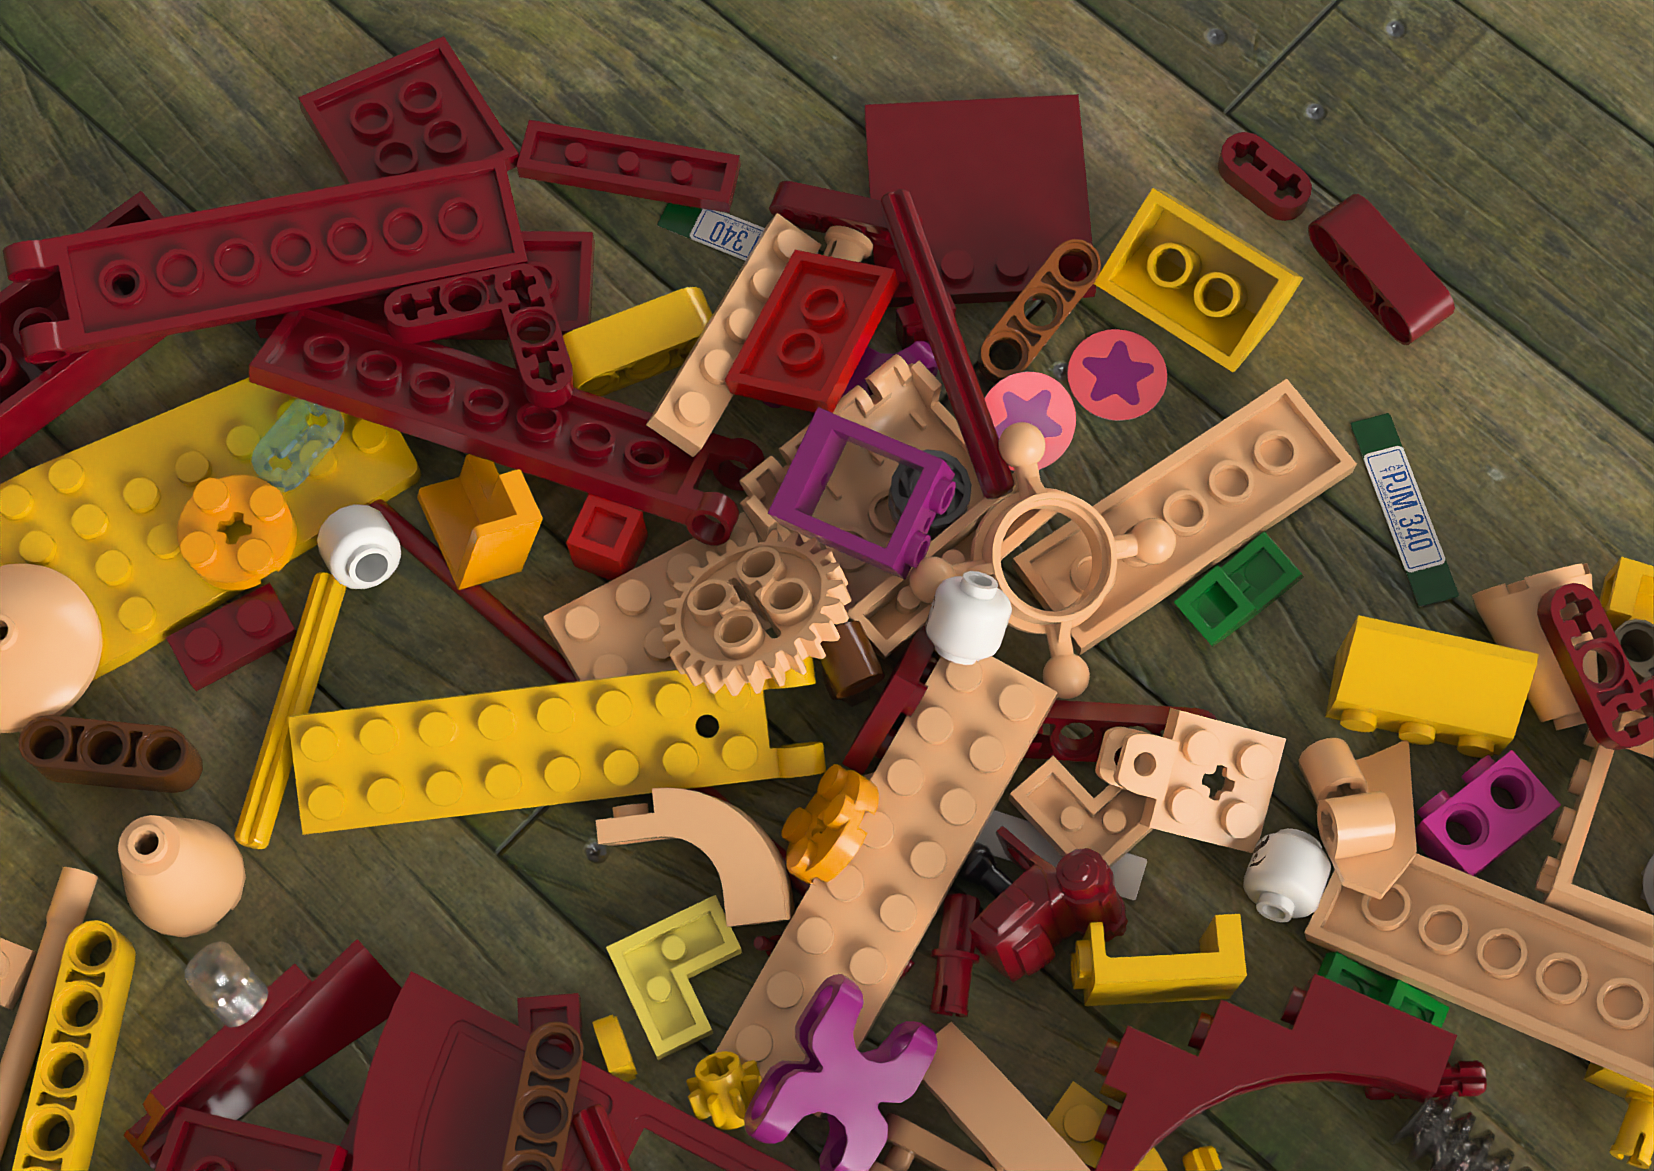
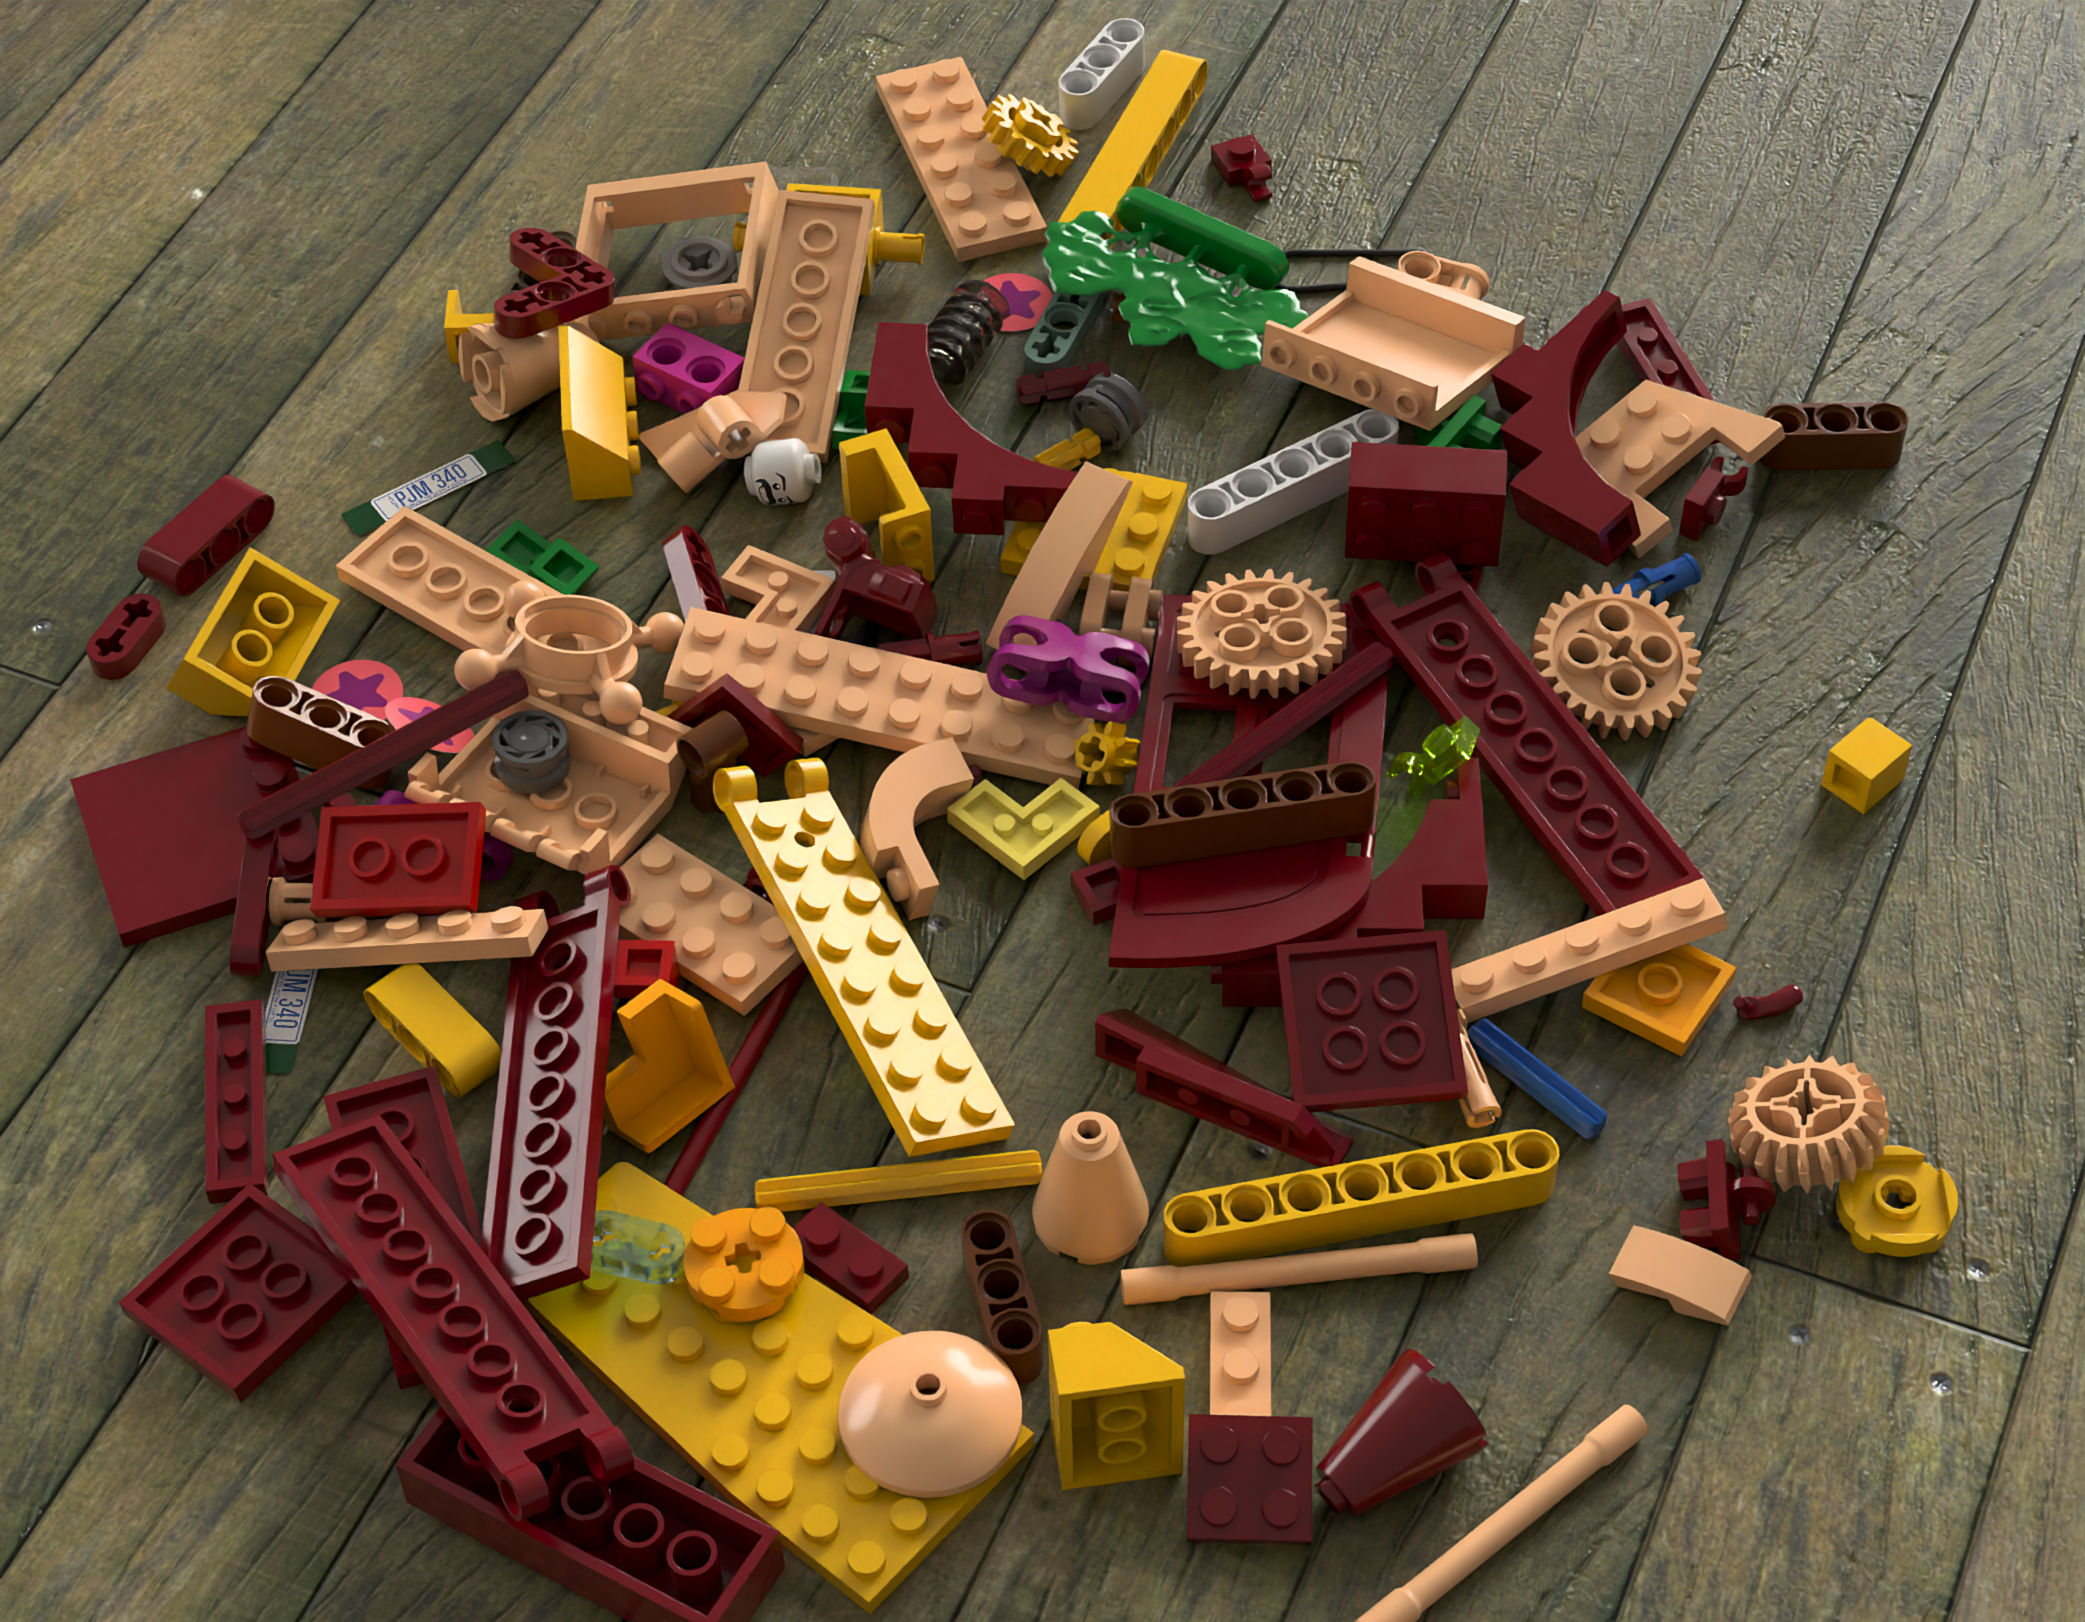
camera: 110 degrees left, 20 degrees down
(226, 984) = (1162, 1107): clear beam -> none
(359, 546) = (721, 1169): white head -> none
(497, 307) = (437, 1122): dark red beam -> none
(720, 637) = (730, 834): light nougat gear -> none
(813, 468) = (550, 803): magenta window -> none
(827, 831) = (854, 708): light orange plate -> none
(968, 618) = (651, 659): white head -> none
(1172, 772) = (727, 529): light nougat plate -> none

